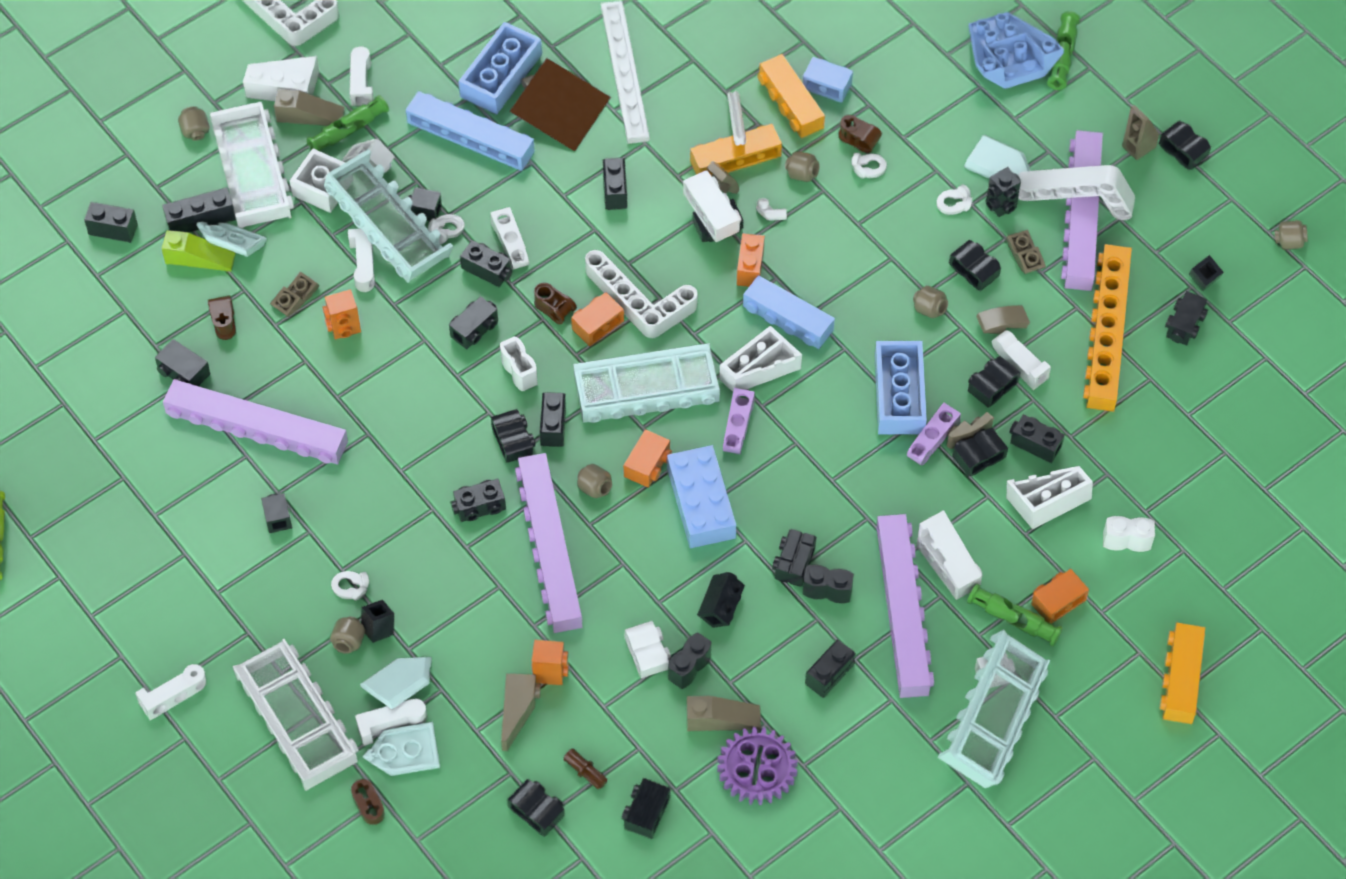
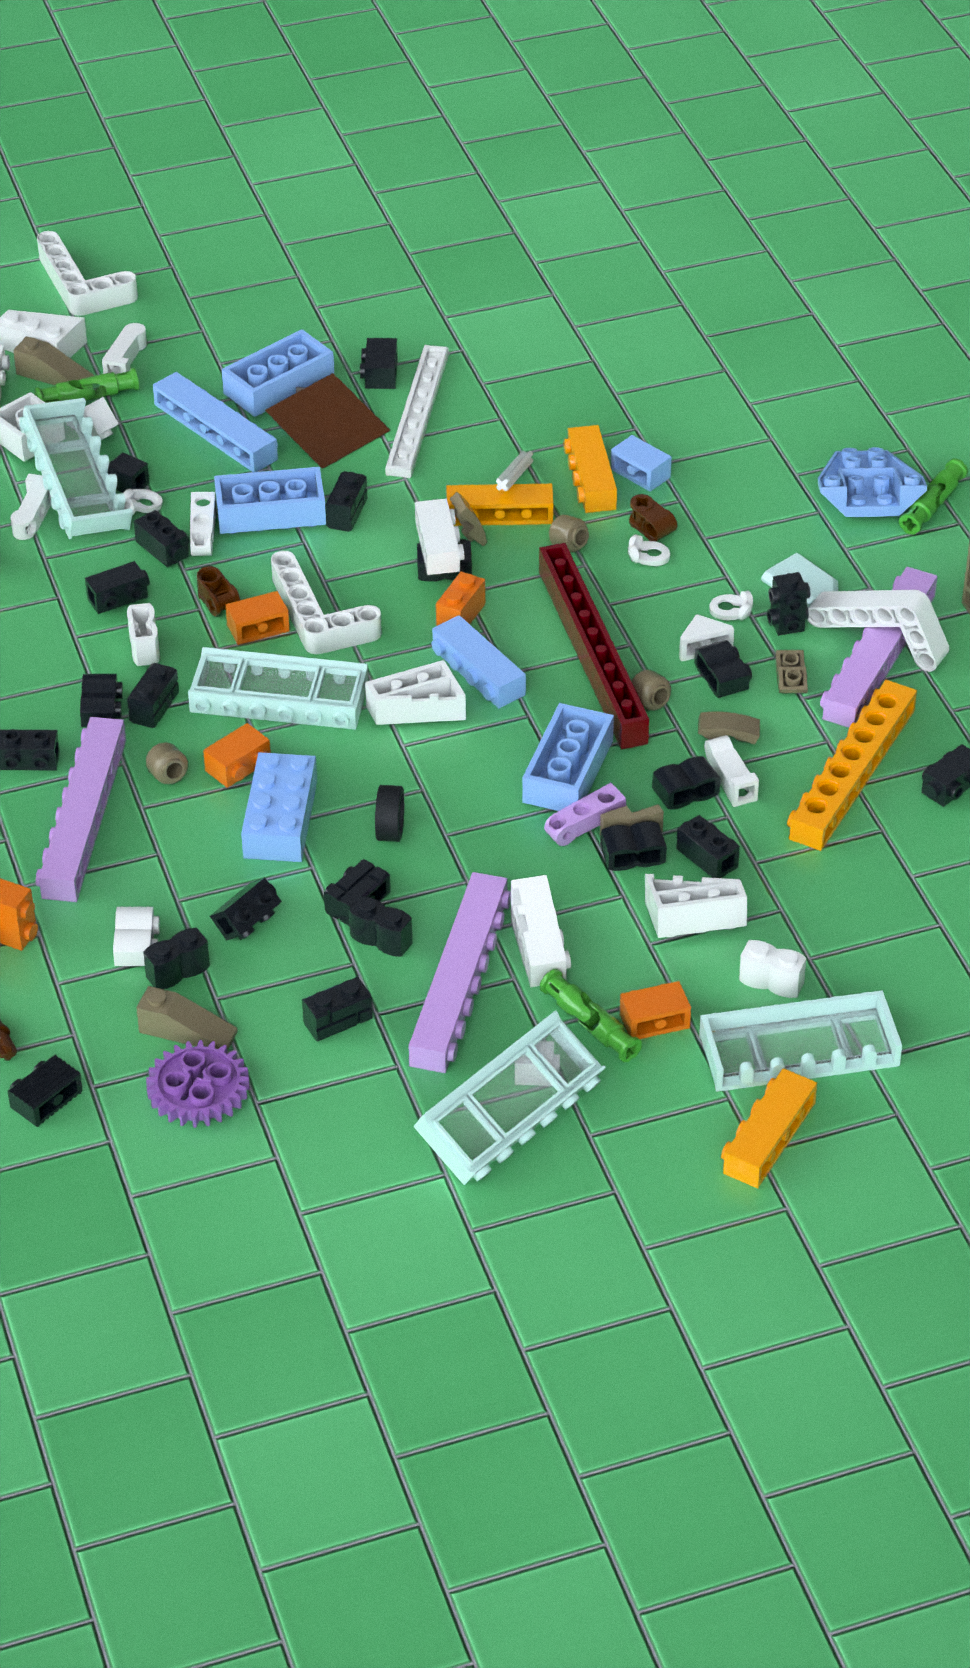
camera: 20 degrees right, 15 degrees down
(555, 201) = (270, 500): none -> light blue brick
(575, 33) = (379, 363): none -> black brick
(738, 420) = (363, 747): lavender leg -> none
(769, 213) = (510, 570): white arm -> none
(790, 479) = (389, 813): none -> black tyre
(871, 272) = (593, 645): none -> dark red brick
(950, 238) = (701, 633): none -> white slope
(1173, 590) = (803, 1037): none -> window

